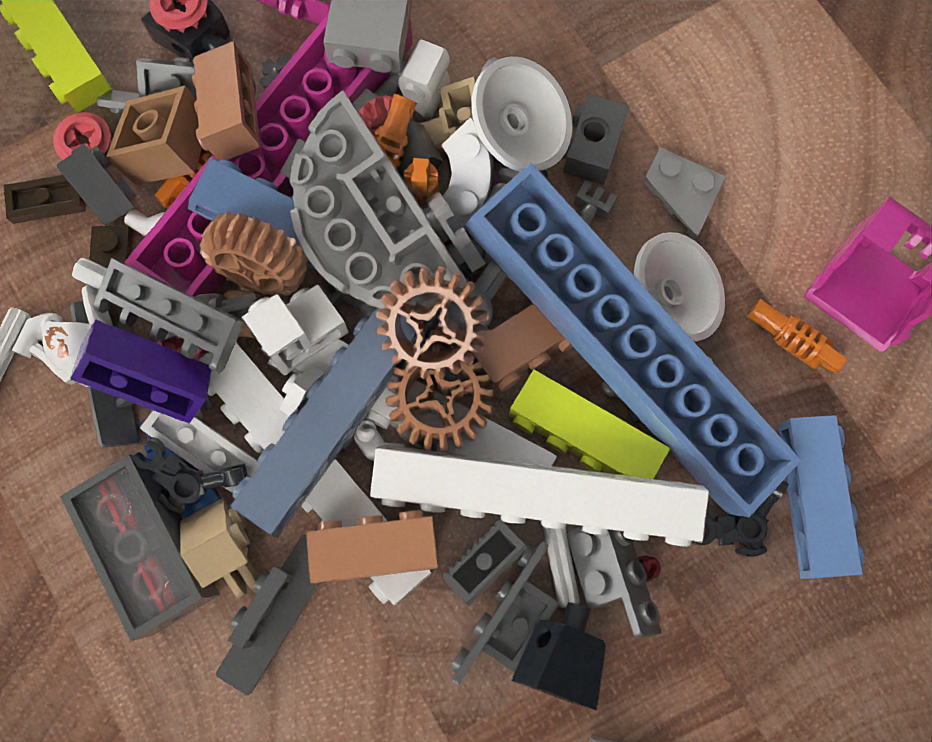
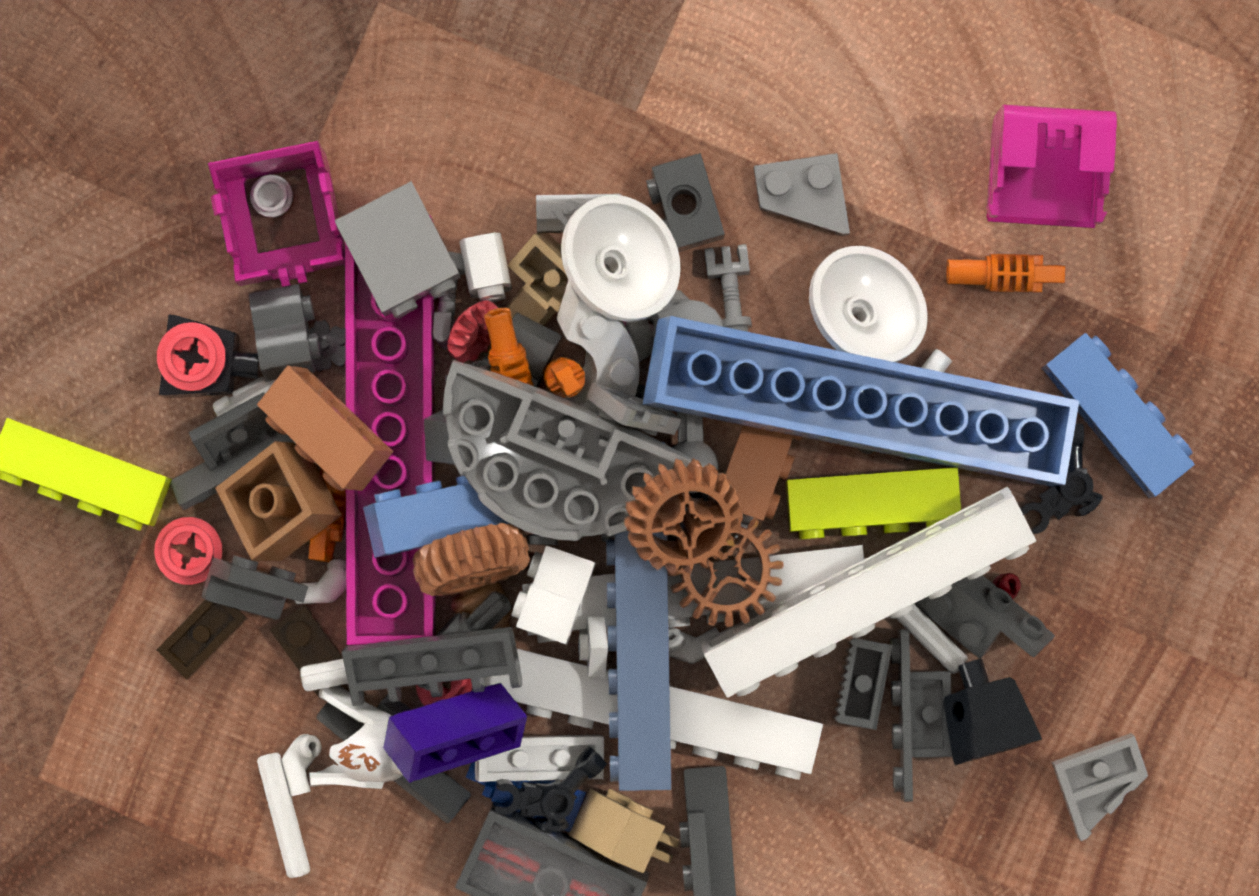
camera: 35 degrees left, 10 degrees up
(260, 36) = (283, 330): none -> dark grey brick
(371, 547) = (761, 739): nougat brick -> none

